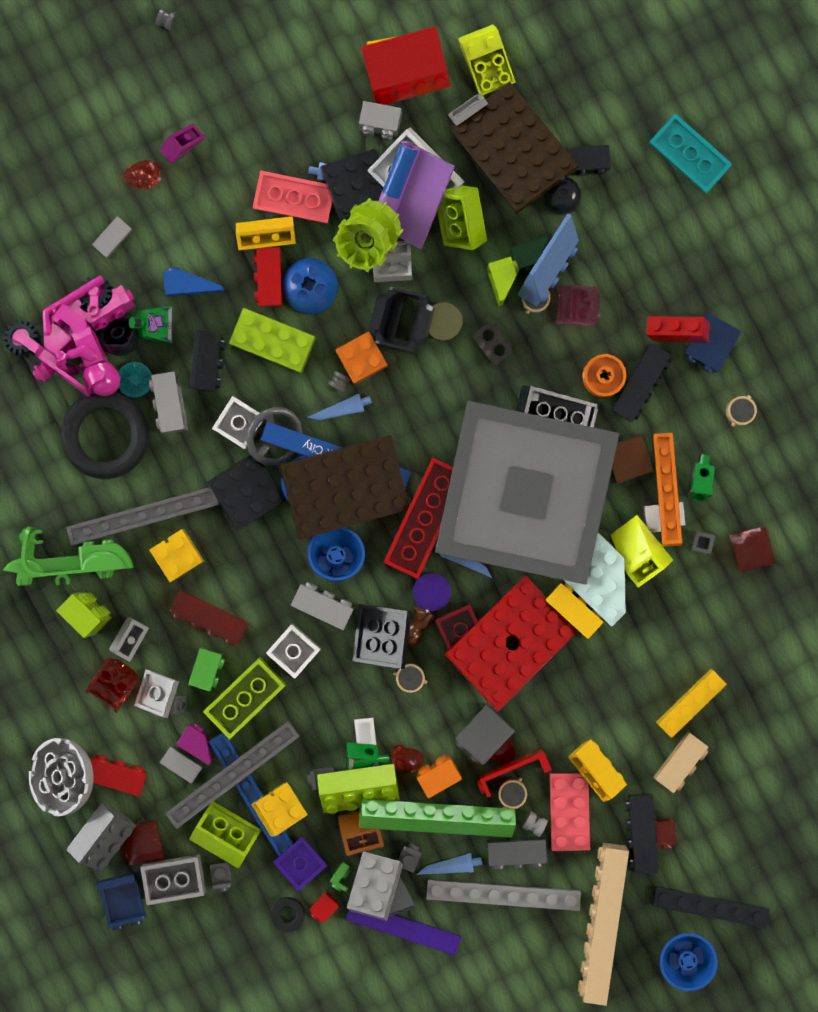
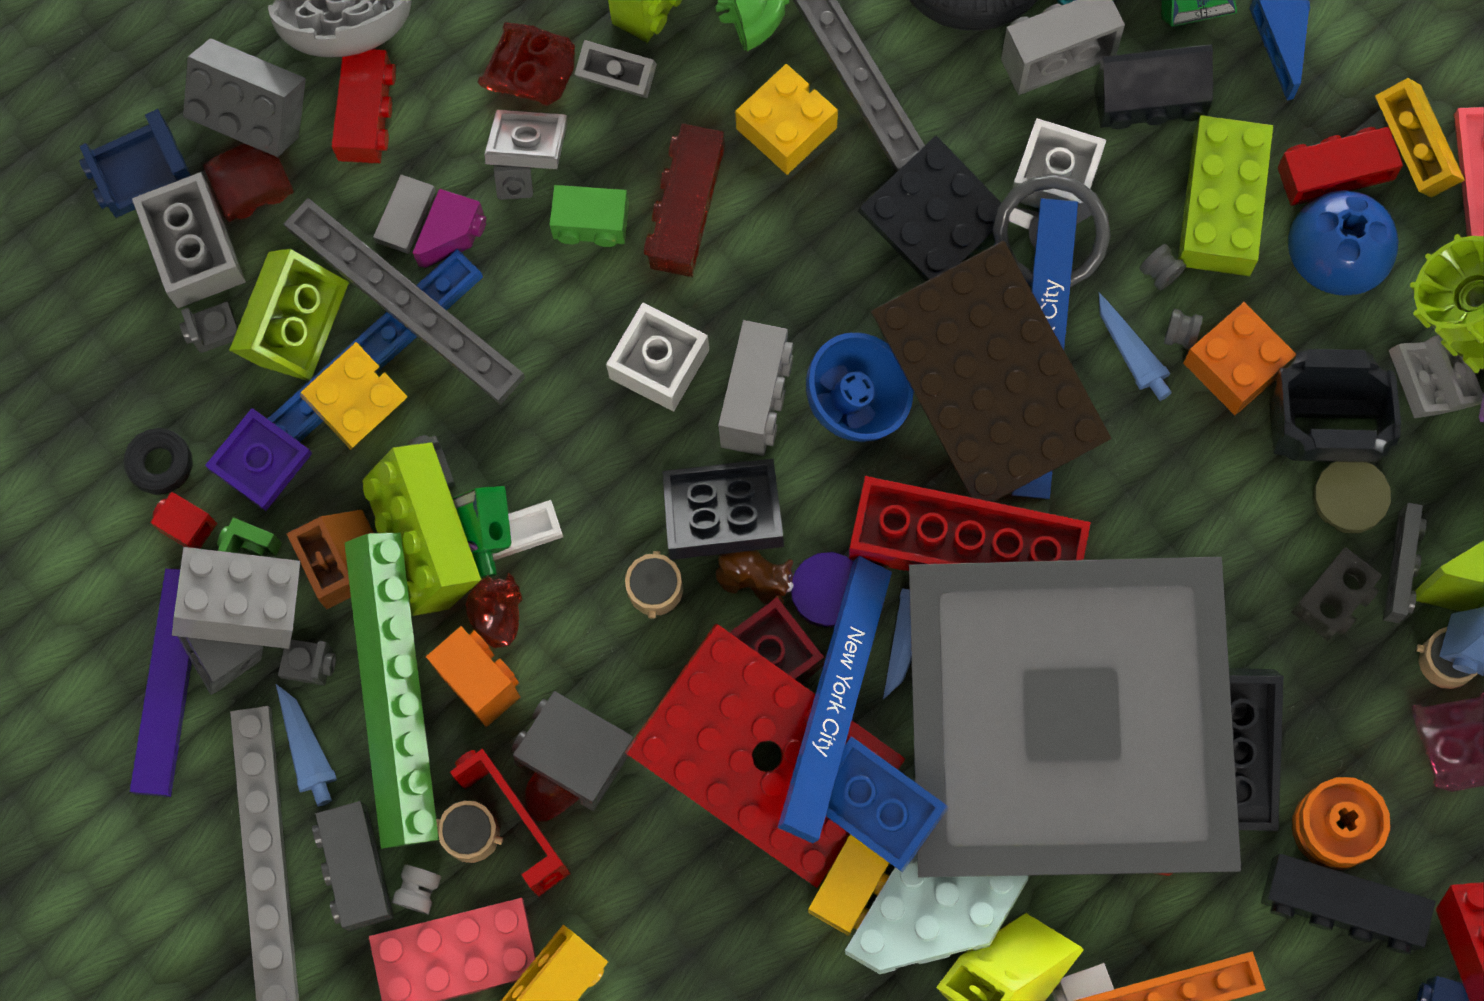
camera: 85 degrees right, 15 degrees down
(244, 698) = (551, 290): lime brick -> none
(303, 382) = (1162, 267): none -> dark grey wheel
(484, 306) = (1404, 563): none -> dark grey plate
(492, 603) = (835, 701): none -> blue tile
(548, 596) = (882, 805): none -> blue plate
(631, 459) = (1186, 916): reddish brown tile -> none

